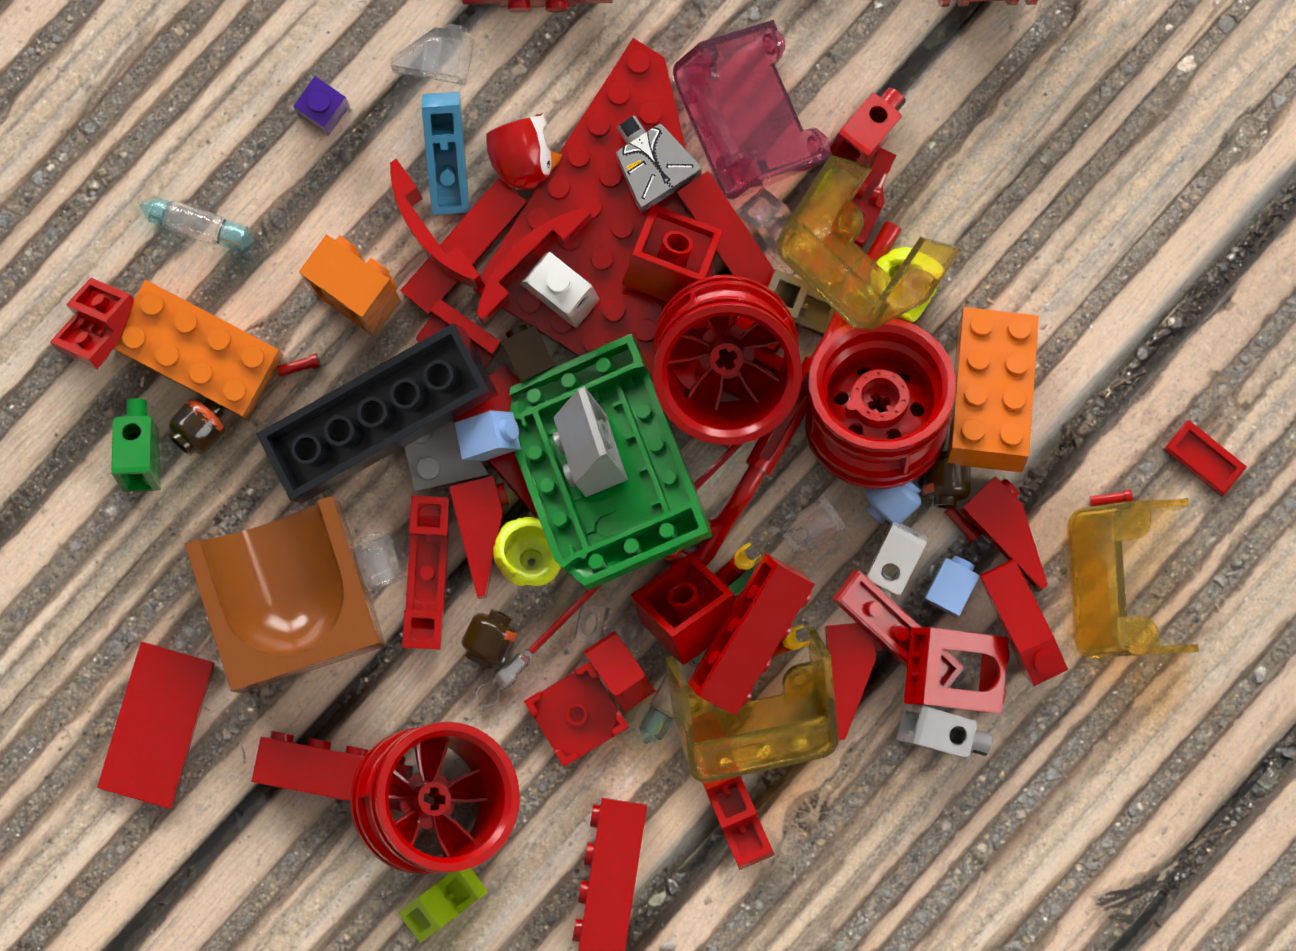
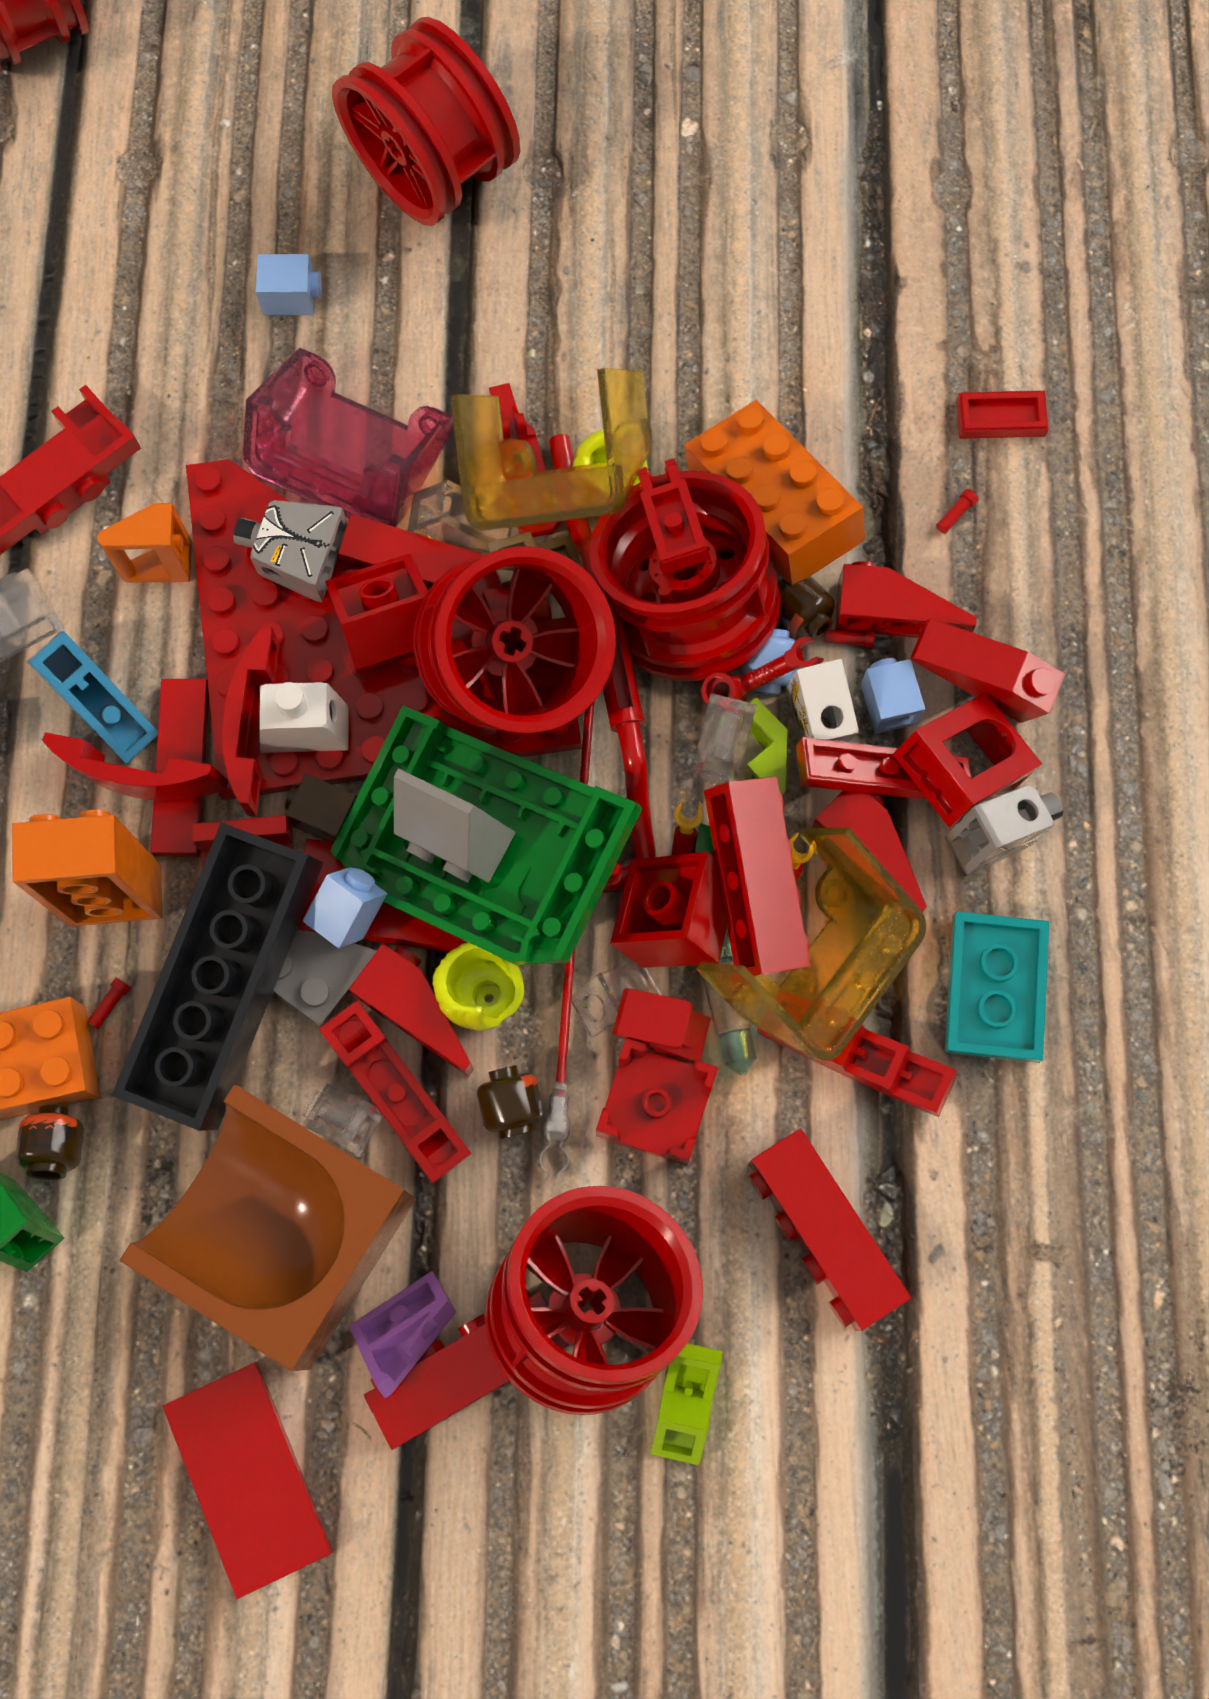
camera: 40 degrees left, 10 degrees down
(313, 718) = (402, 1330): none -> medium lavender wing
(520, 152) = (161, 633): red piece -> none
(562, 85) = (151, 528): none -> orange tile
(829, 567) = (773, 738): none -> lime slope
(846, 496) = (740, 686): none -> red brick
(847, 824) = (997, 987): none -> teal plate
(869, 127) = (463, 360): torso -> none
(889, 369) = (673, 520): none -> red hinge
(1099, 582) = (1019, 580): clear yellow windscreen -> none

